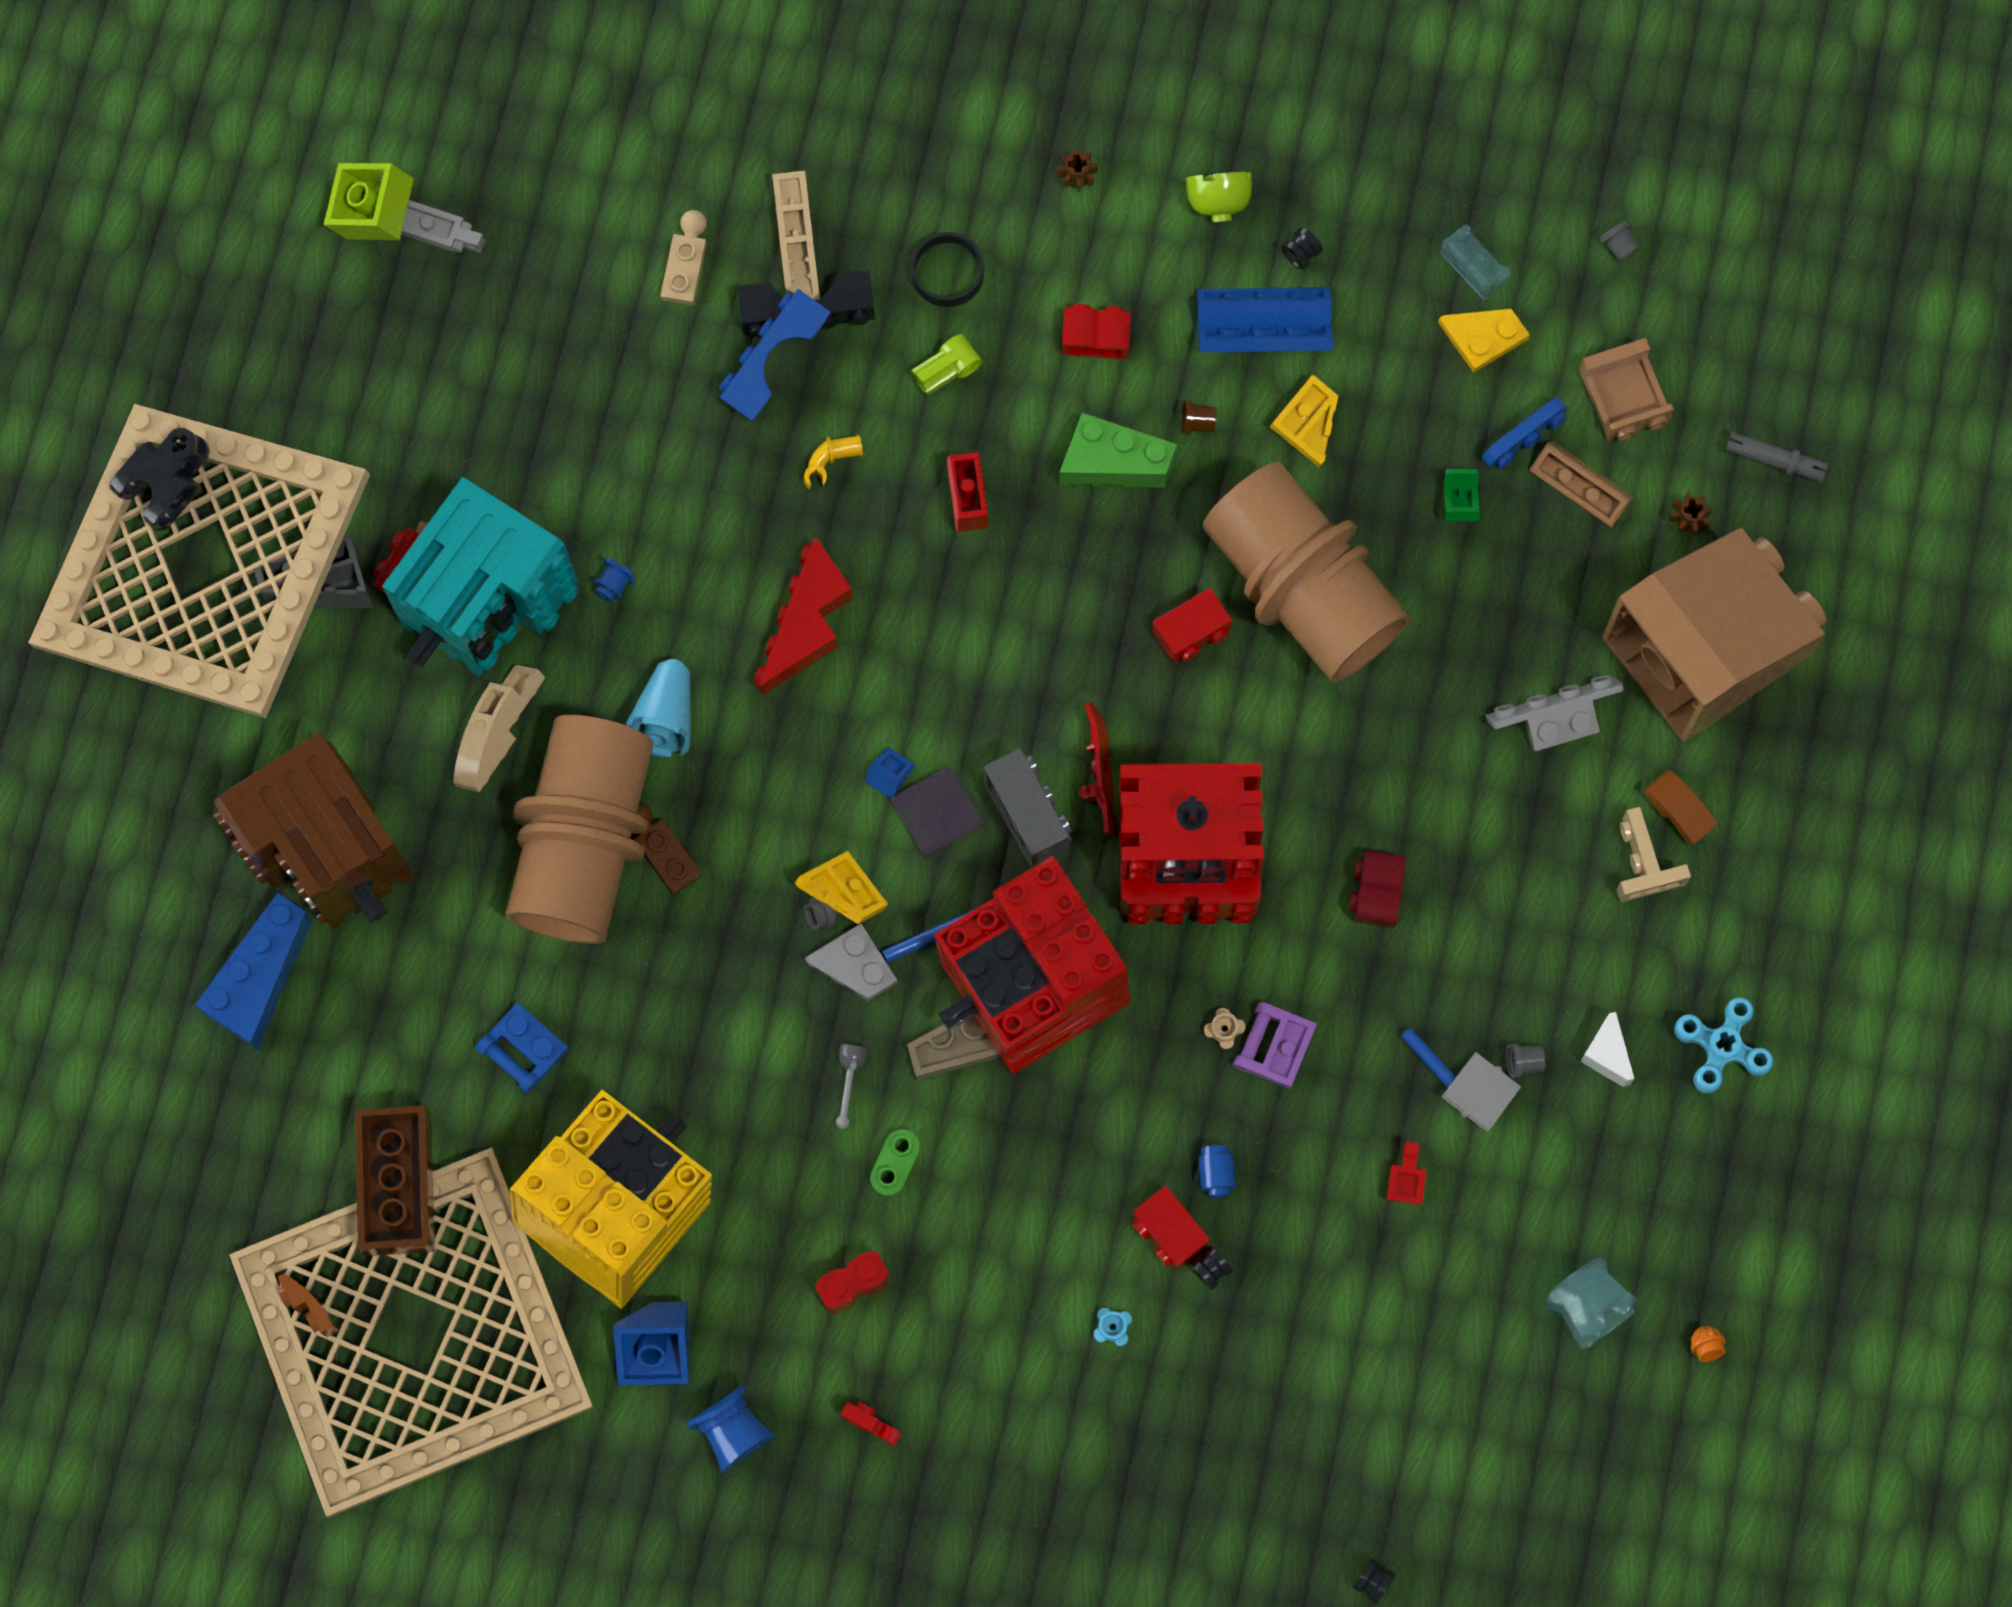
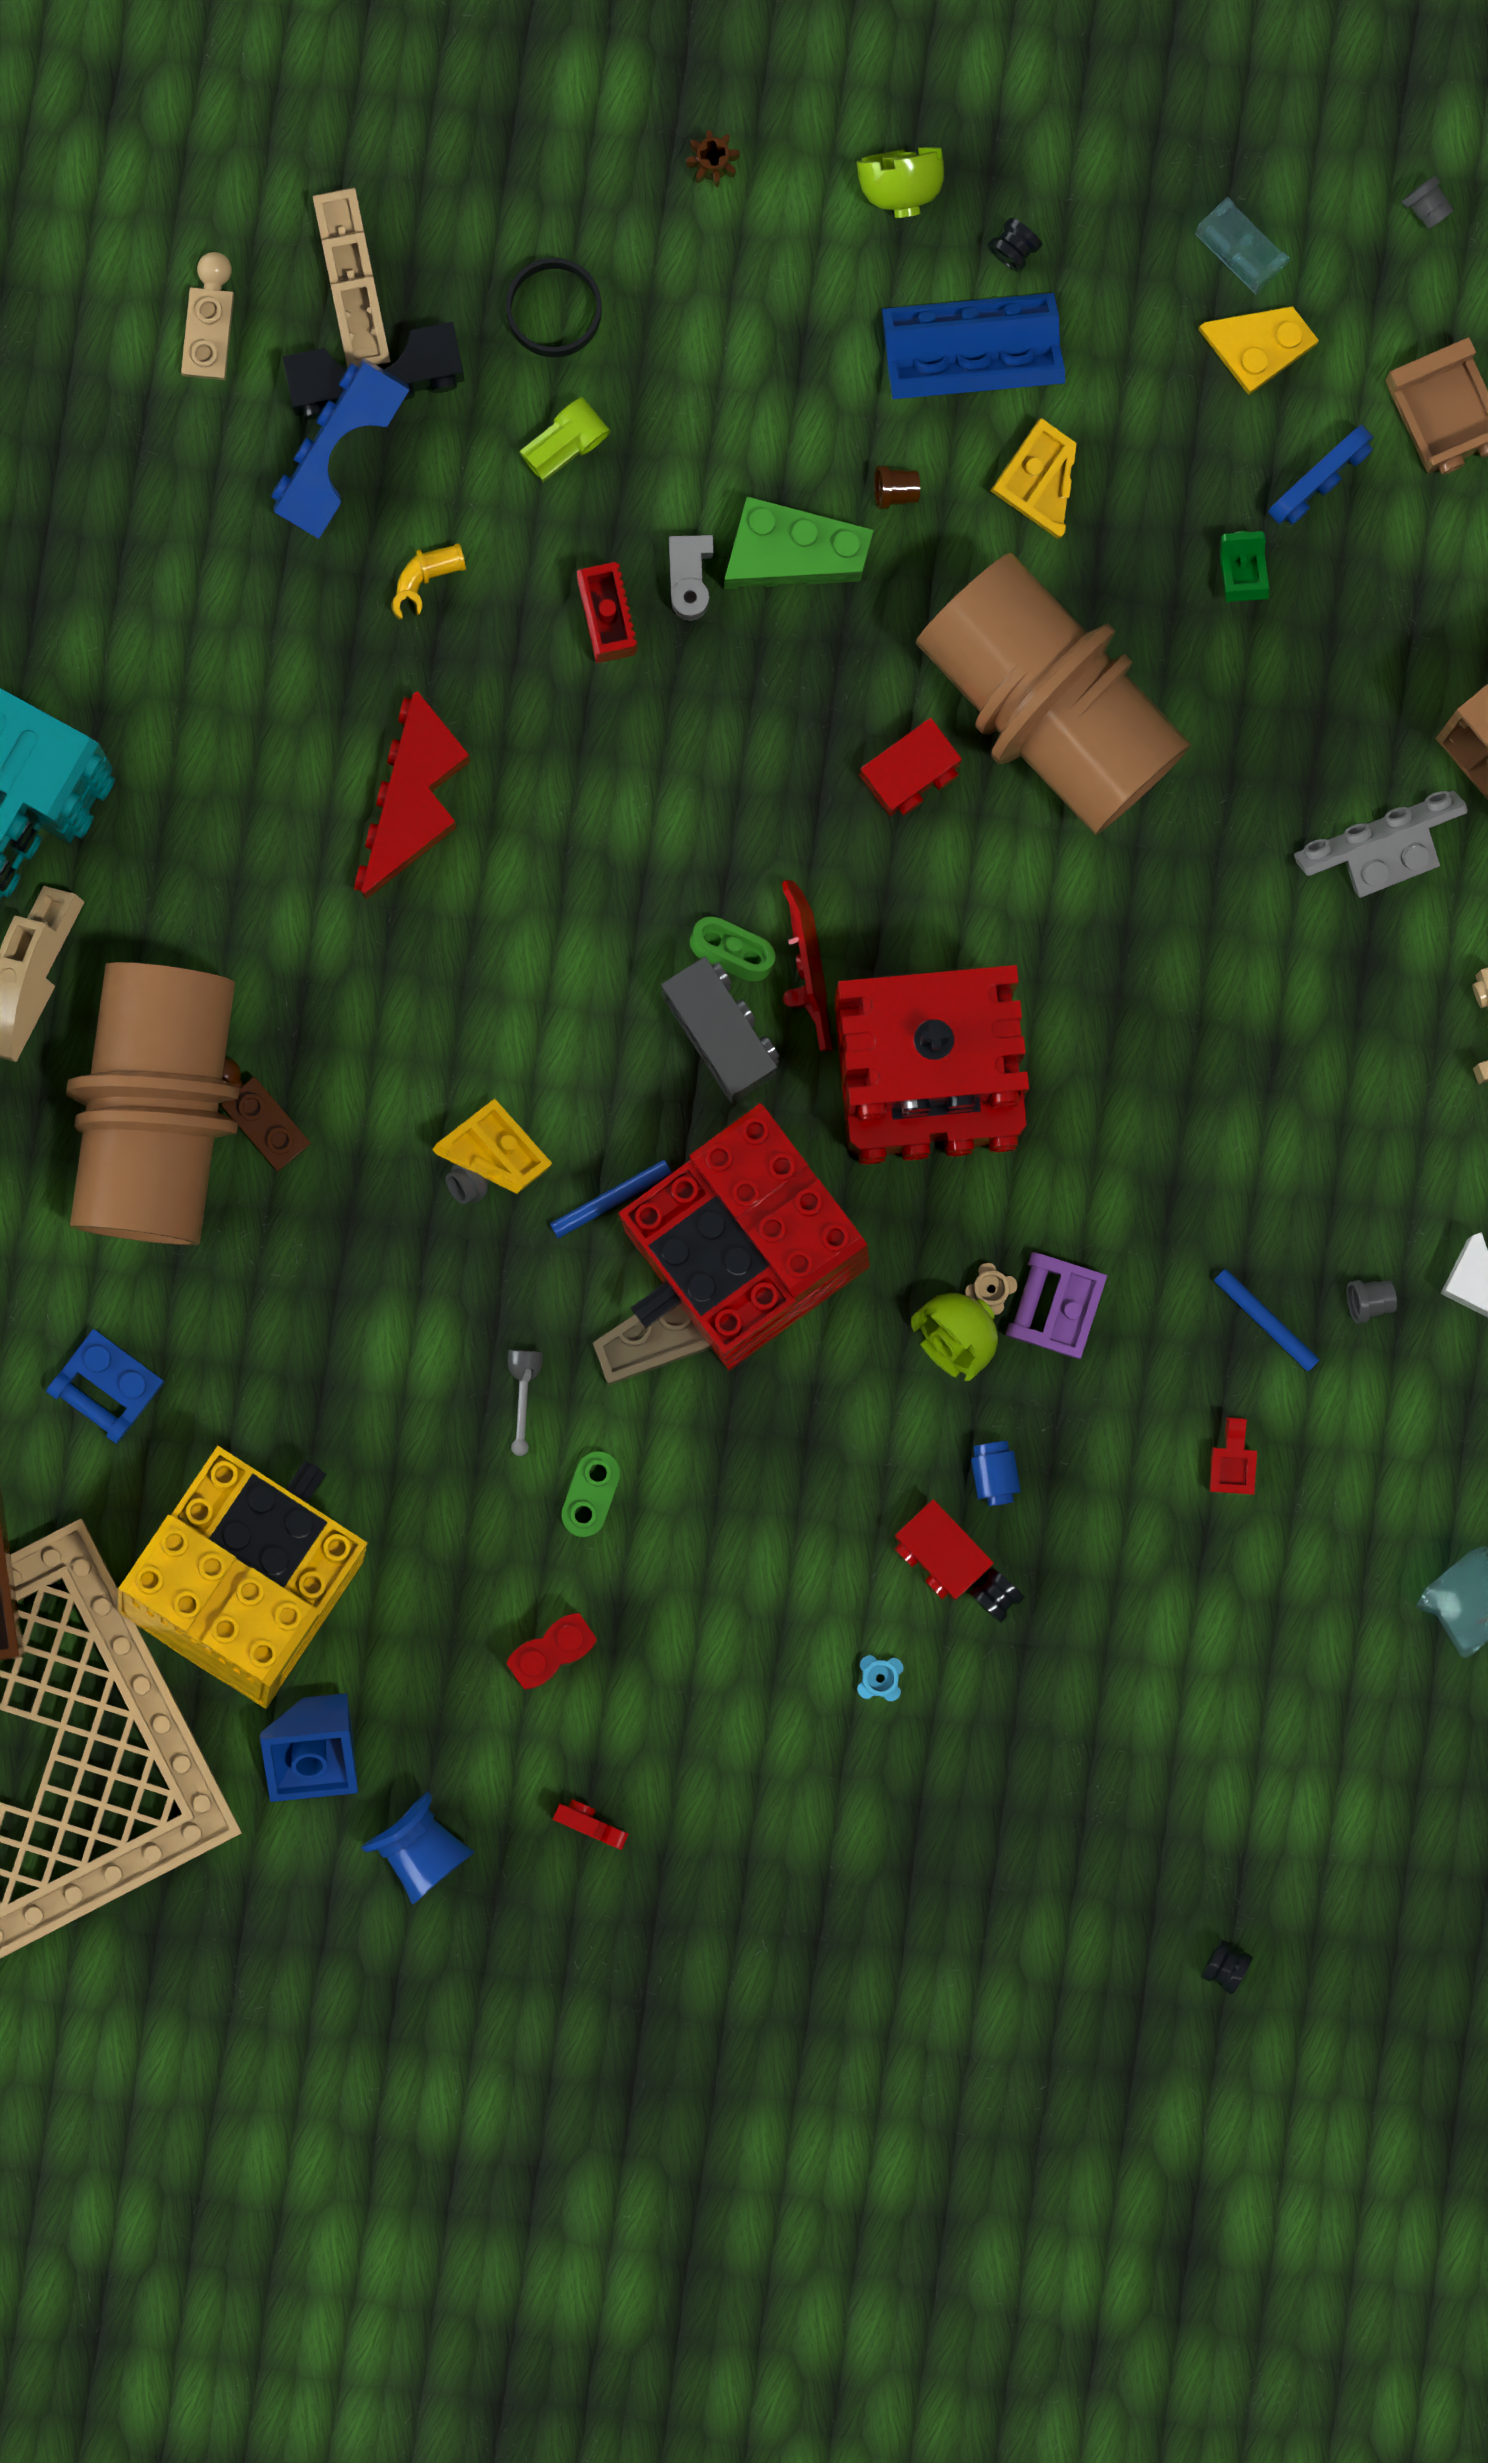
camera: 15 degrees left, 10 degrees up
(613, 580) = (158, 765): blue brick -> none
(665, 709) = (242, 933): medium azure cone -> none
(854, 963) = (516, 1243): light grey wing -> none
(889, 772) = (538, 989): blue slope -> none
(936, 812) = (603, 1037): clear purple tile -> none
(1031, 482) = (688, 592): none -> light grey leg
(1046, 751) = (732, 948): none -> bright green plate
(1096, 332) = (755, 380): red brick -> none
(1195, 1058) = (957, 1333): none -> lime cylinder
(1379, 889) = (1174, 1094): dark red brick -> none
(1481, 1091) = (1319, 1344): light grey piece -> none
(1581, 483) = (1397, 535): medium nougat slope -> none

